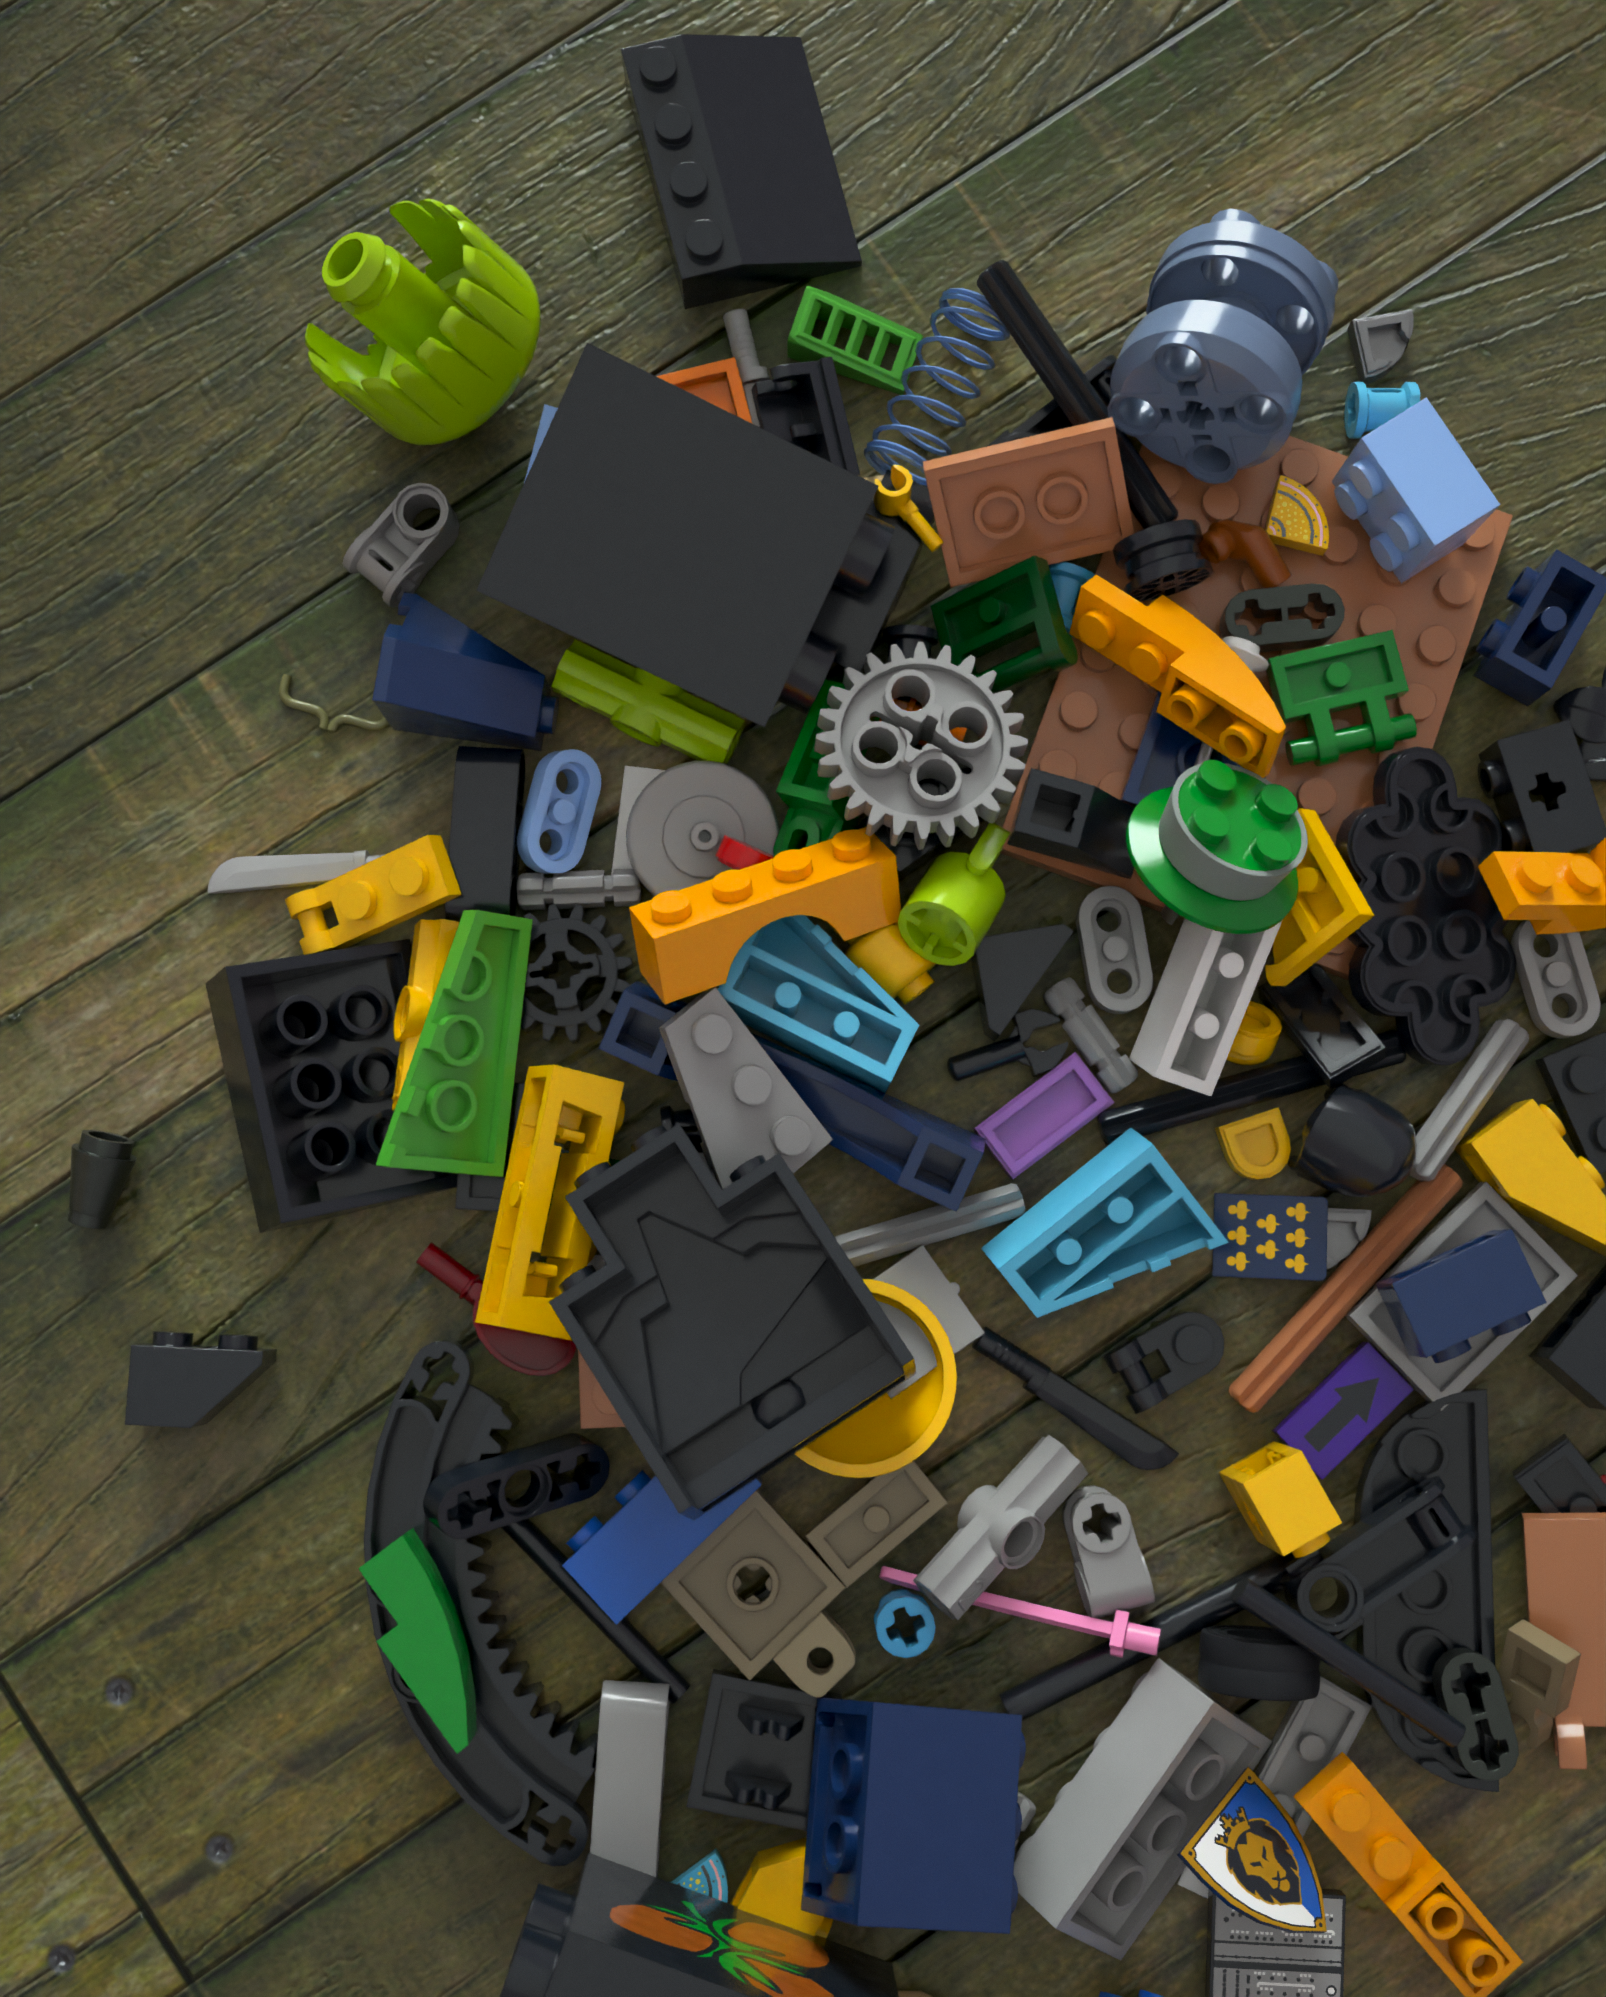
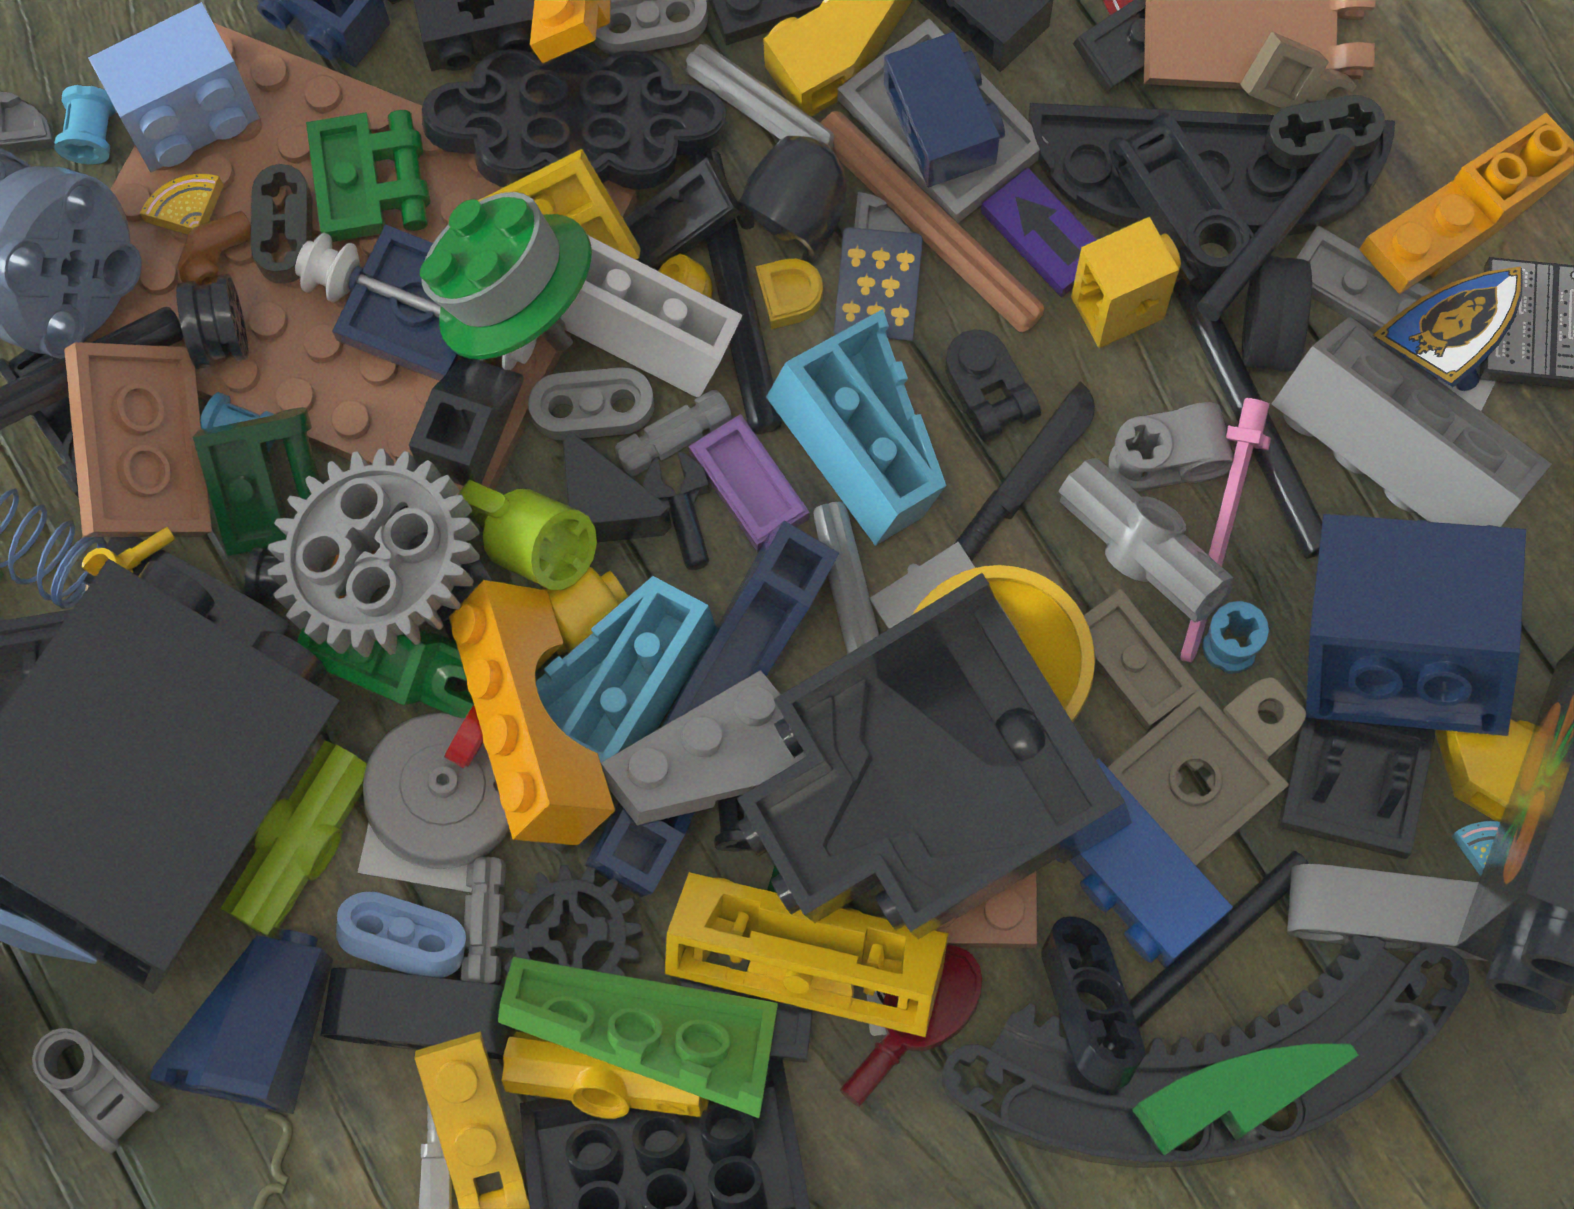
camera: 80 degrees left, 10 degrees down
(1199, 675) = (335, 286): light orange slope -> none

